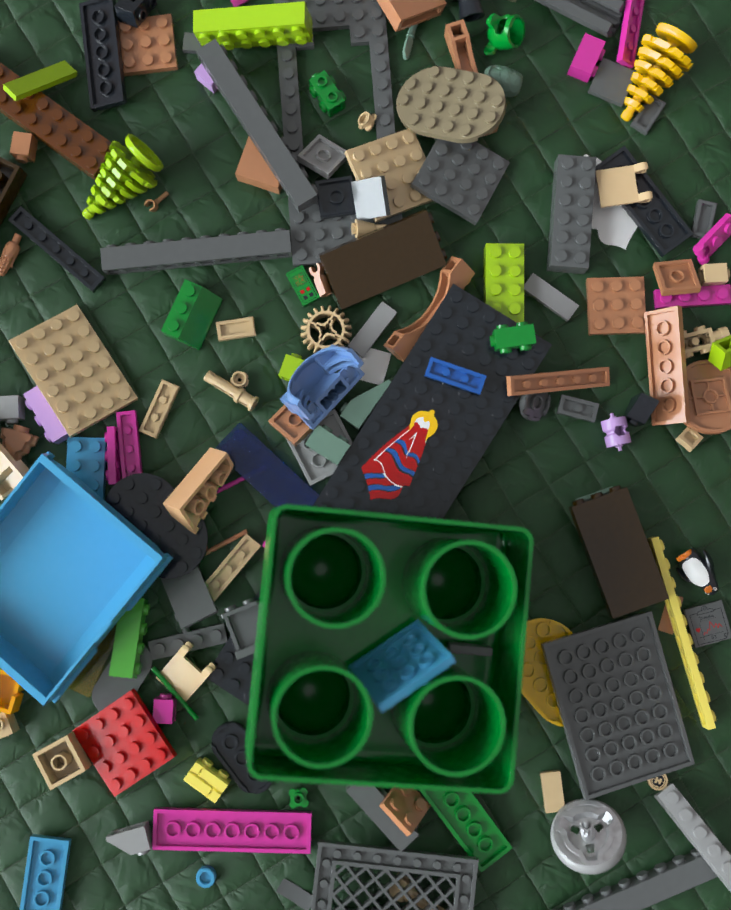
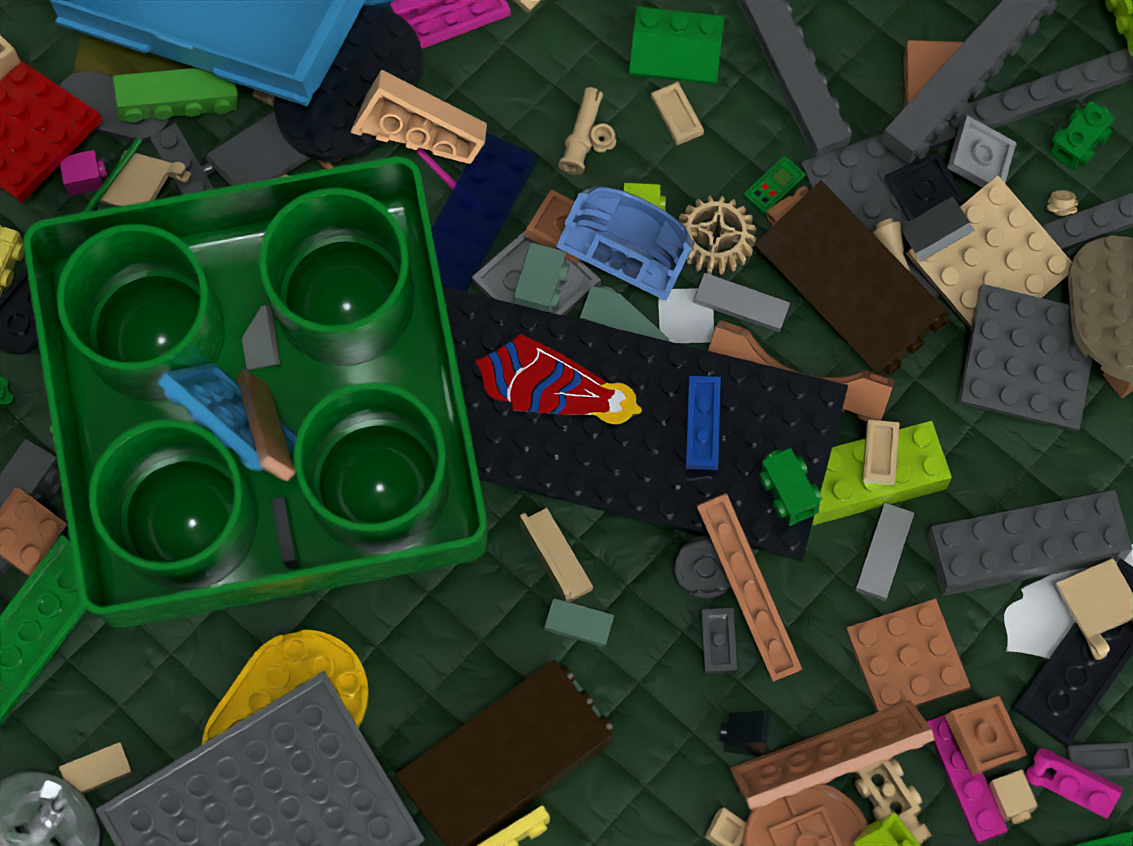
camera: 70 degrees right, 15 degrees down
(159, 409) = (523, 45): tan tile -> none
(346, 635) = (260, 341): none -> light grey tile
(415, 647) = (265, 425): none -> nougat tile
(498, 486) = (555, 555): none -> tan panel
(500, 278) = (881, 452): none -> tan tile
(542, 485) = (579, 622): none -> sand green tile
(616, 432) = (697, 709): lavender wheel -> none

